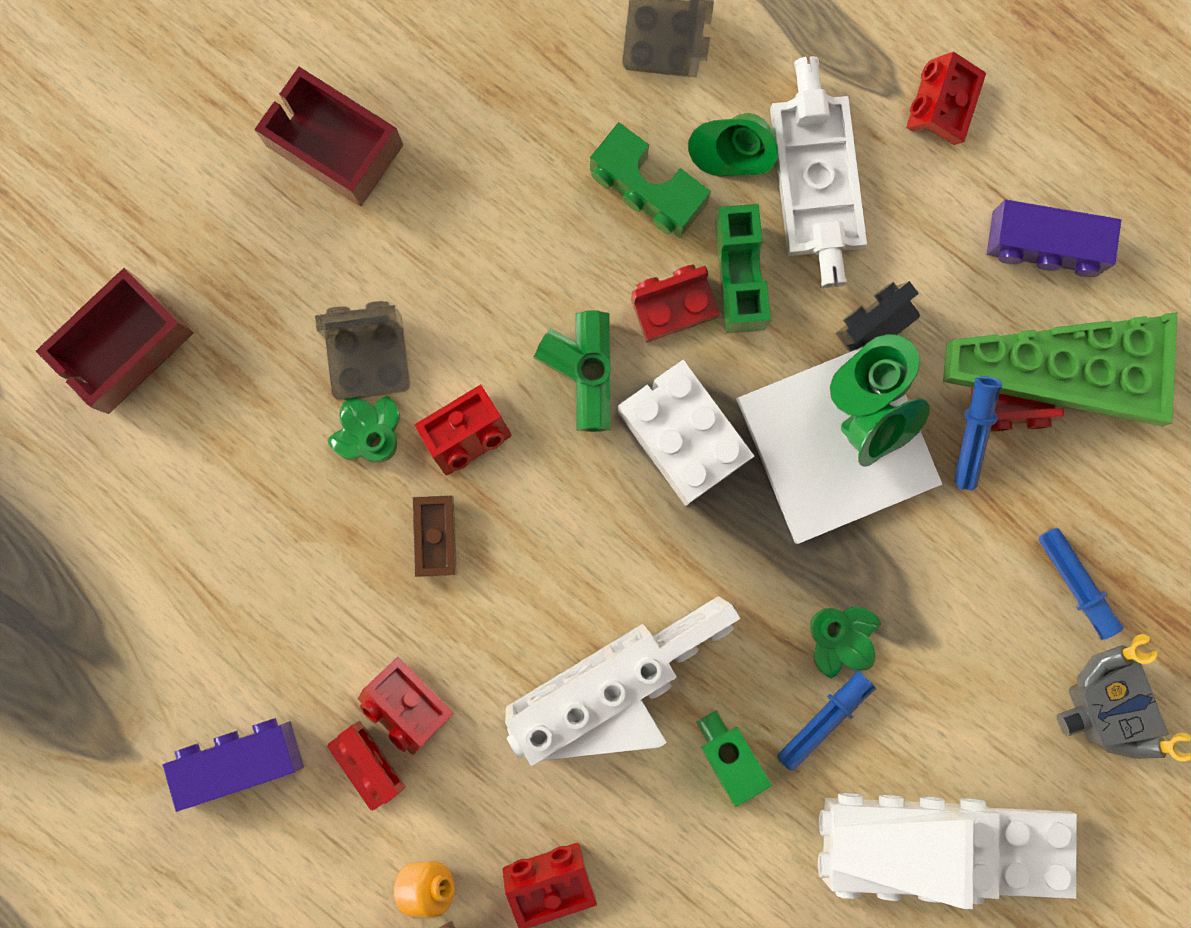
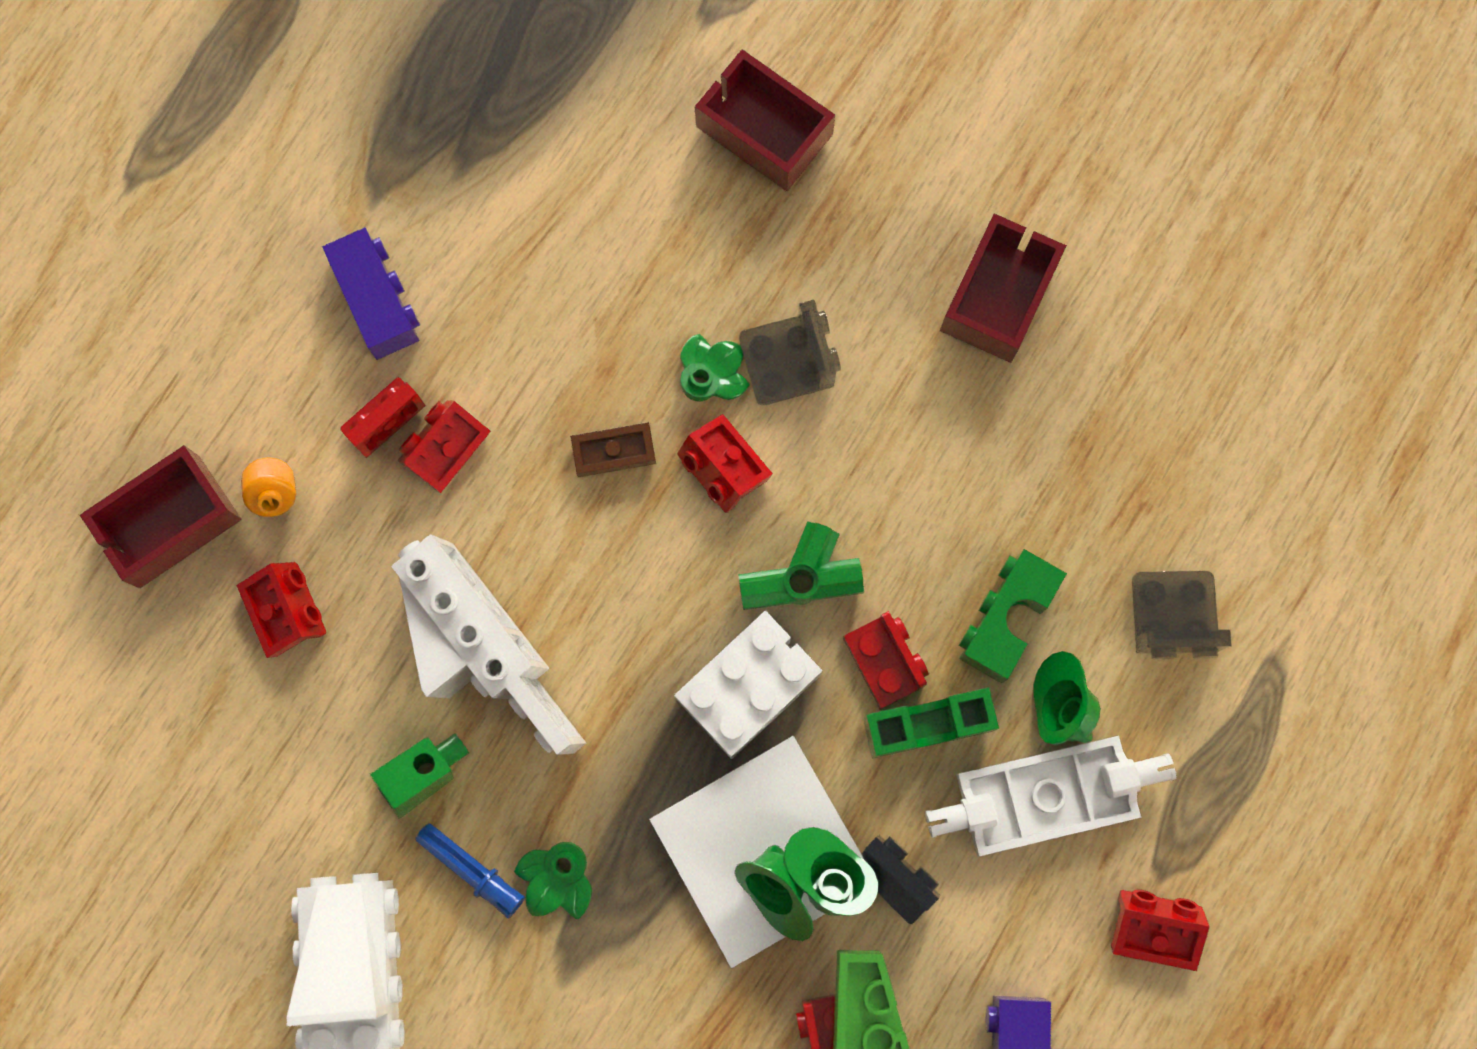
camera: 85 degrees right, 5 degrees down
(979, 421) = (802, 994): blue axle -> none

